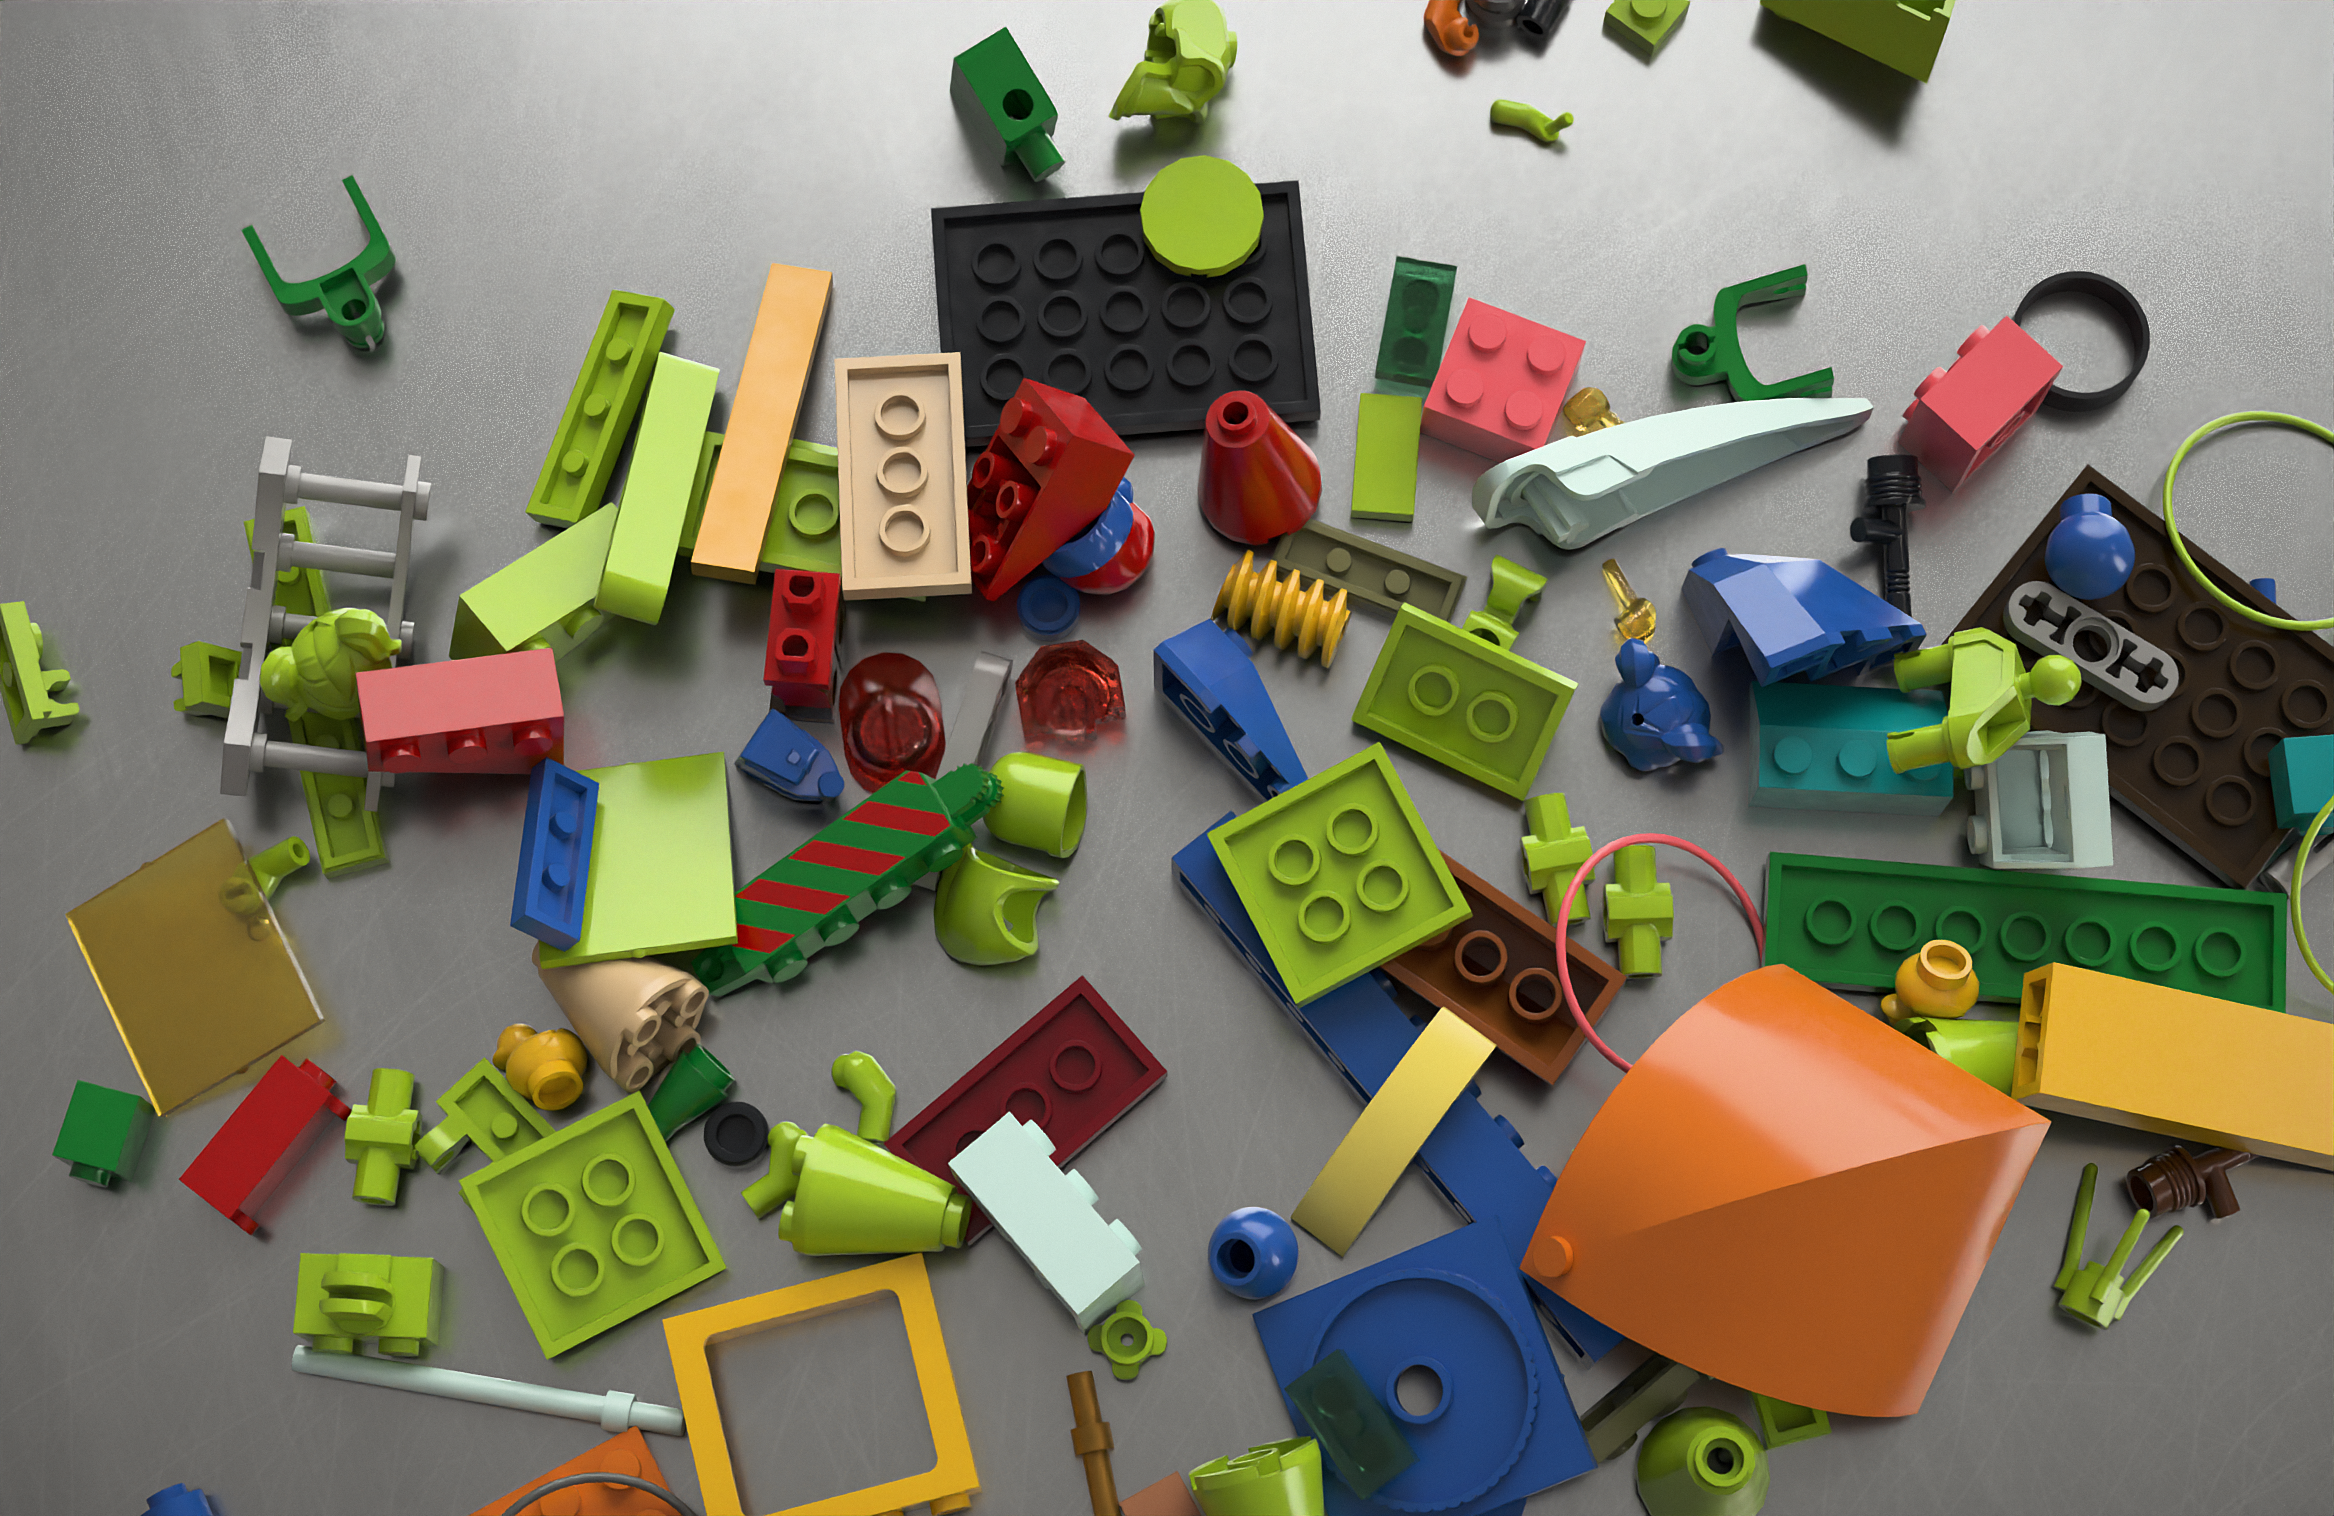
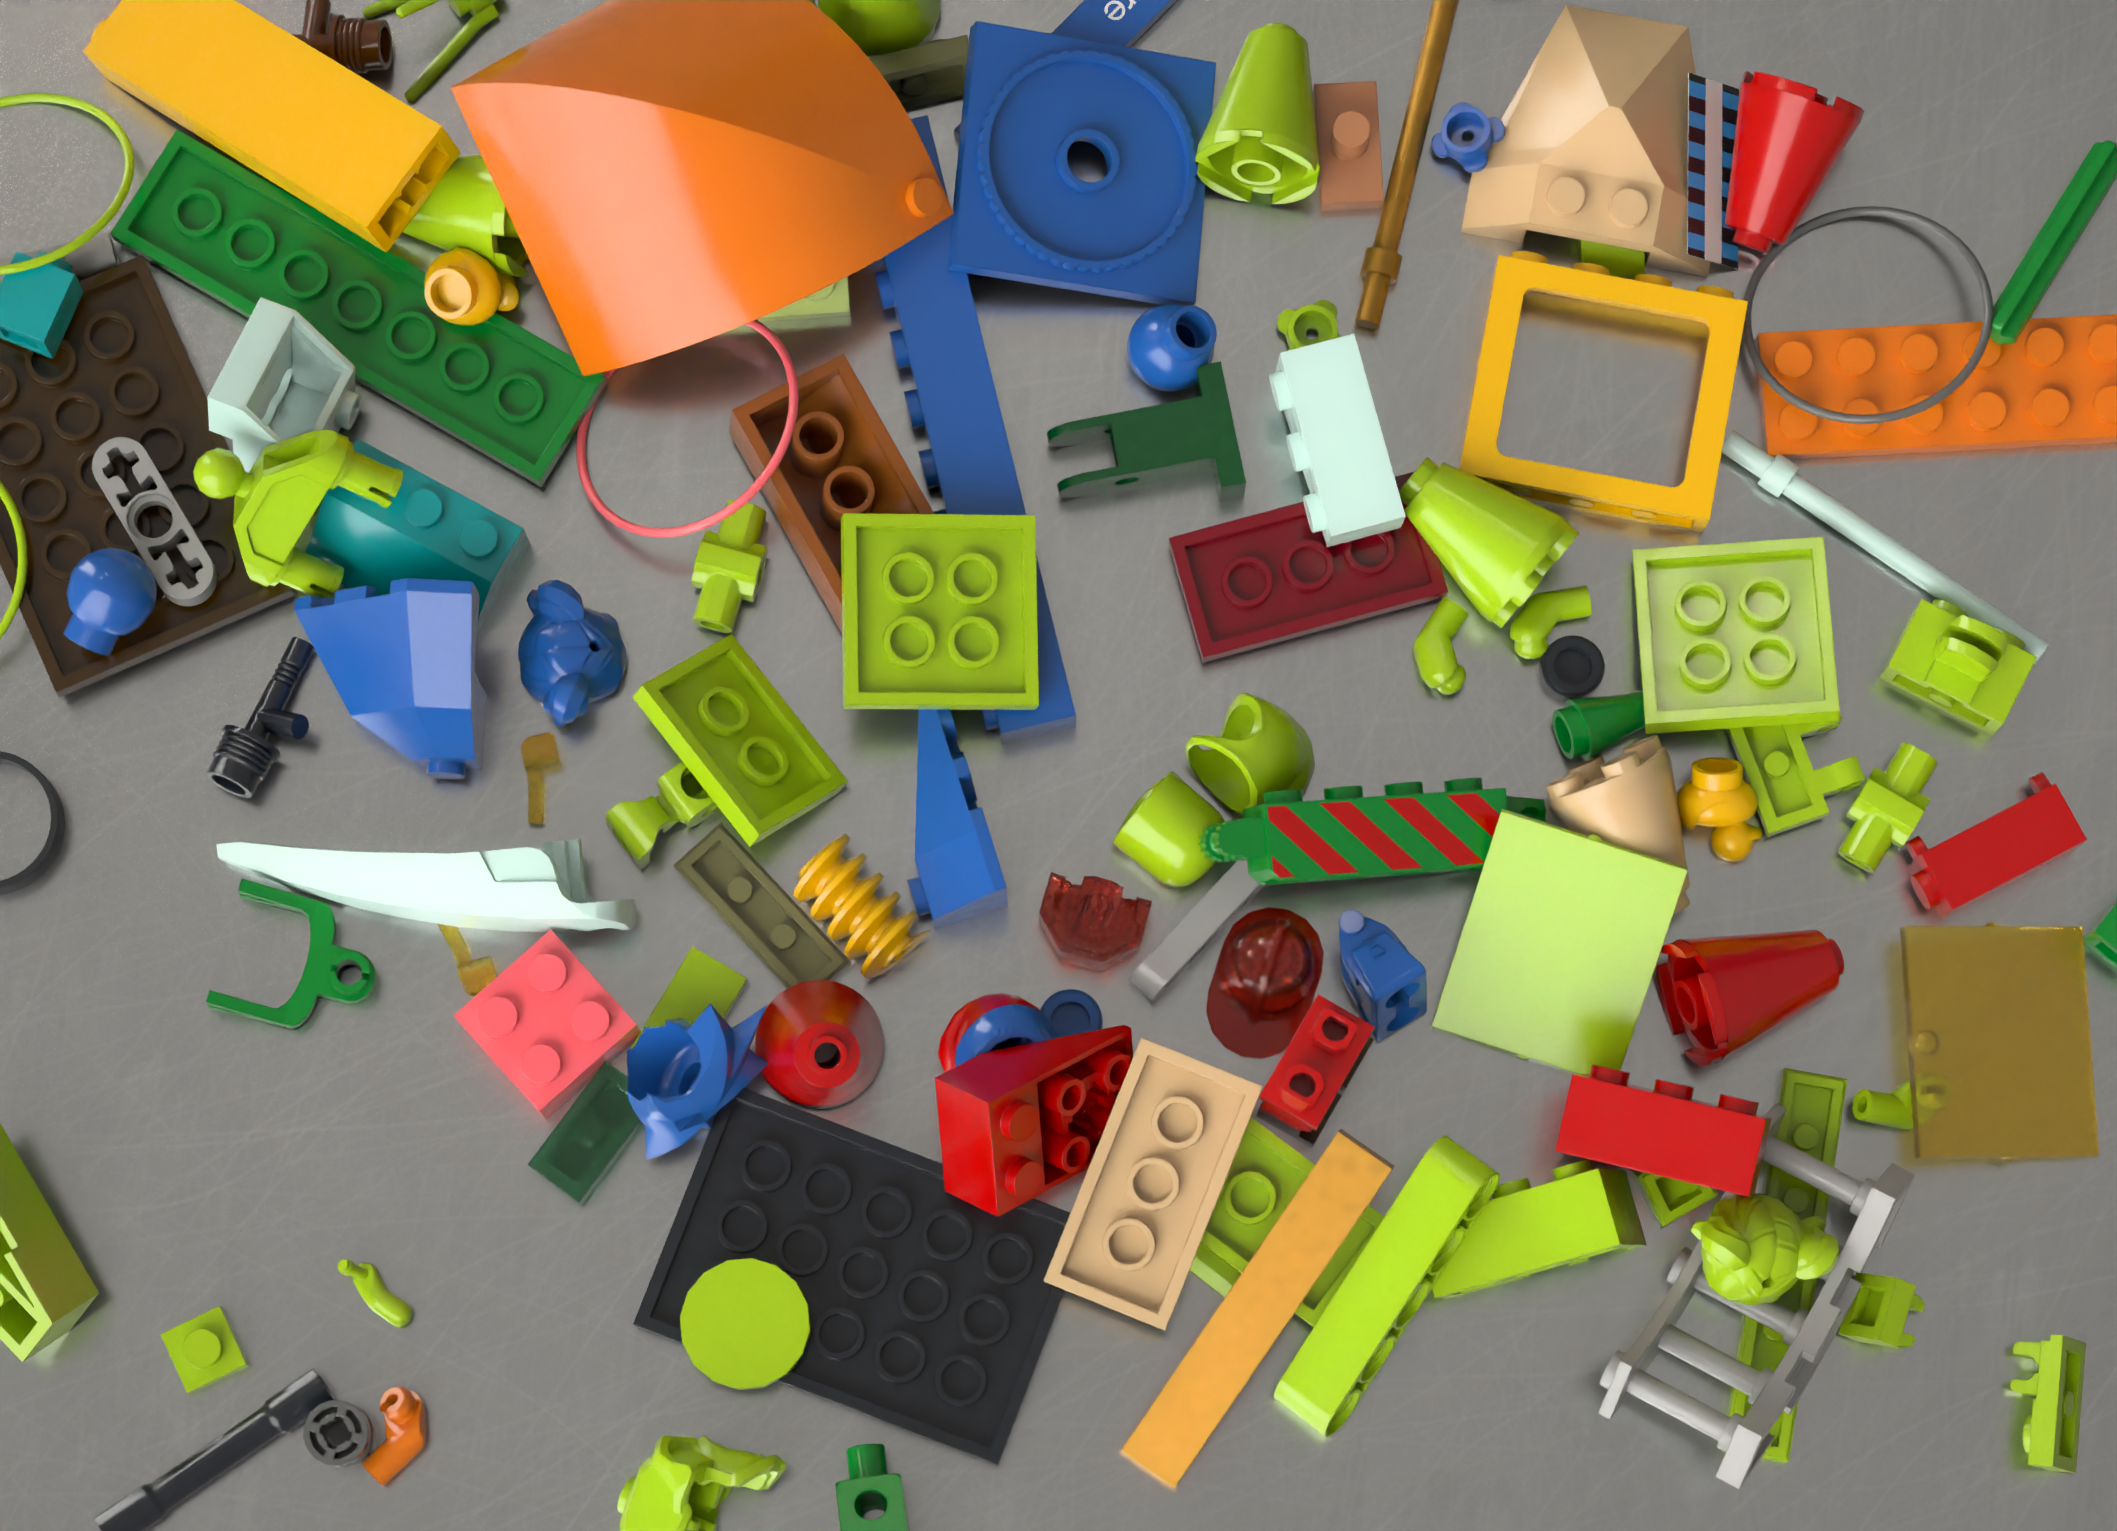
camera: 155 degrees left, 5 degrees up
(443, 905) = (1743, 986): none -> red cone
(555, 854) = (1631, 968): blue plate -> none
(600, 409) = (1403, 1410): lime plate -> none
(1213, 1162) = (1162, 442): none -> dark green piece
(1352, 1424) = (1159, 157): clear green plate -> none
(1356, 385) = (688, 1074): none -> blue hair
(1392, 1130) = (995, 385): light yellow slope -> none
(1637, 912) = (684, 483): lime axle -> none
(1978, 401) = (124, 789): coral brick -> none

